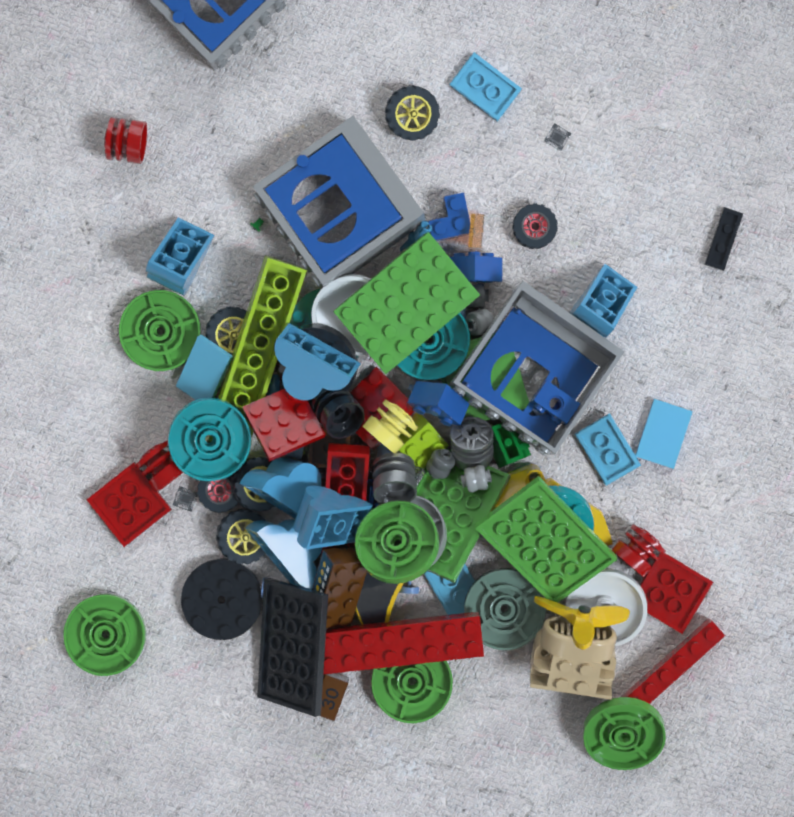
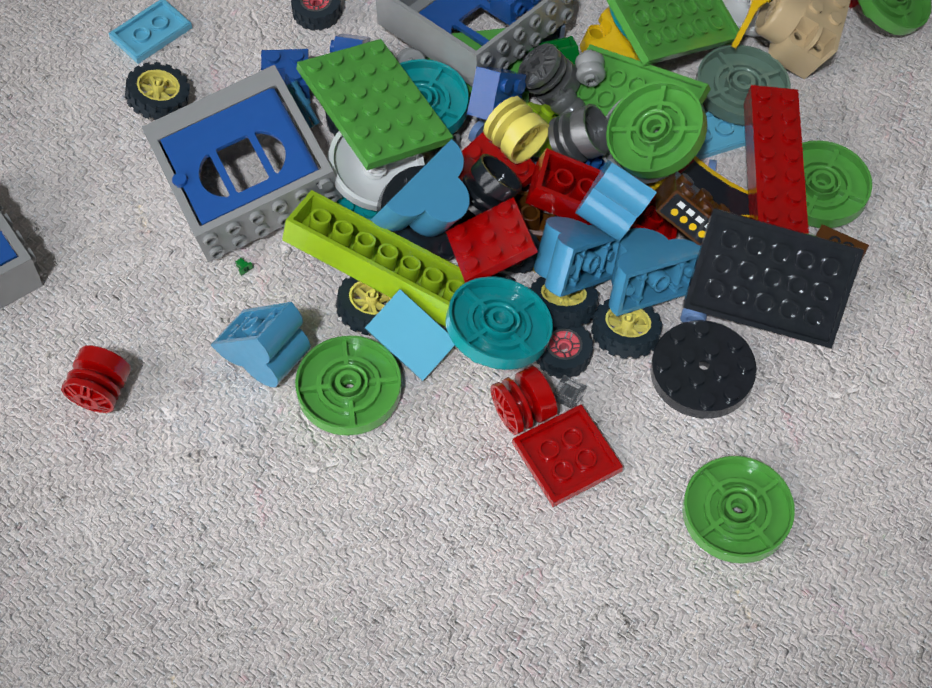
camera: 80 degrees left, 30 degrees down
(476, 231) = (314, 47): clear orange piece -> none

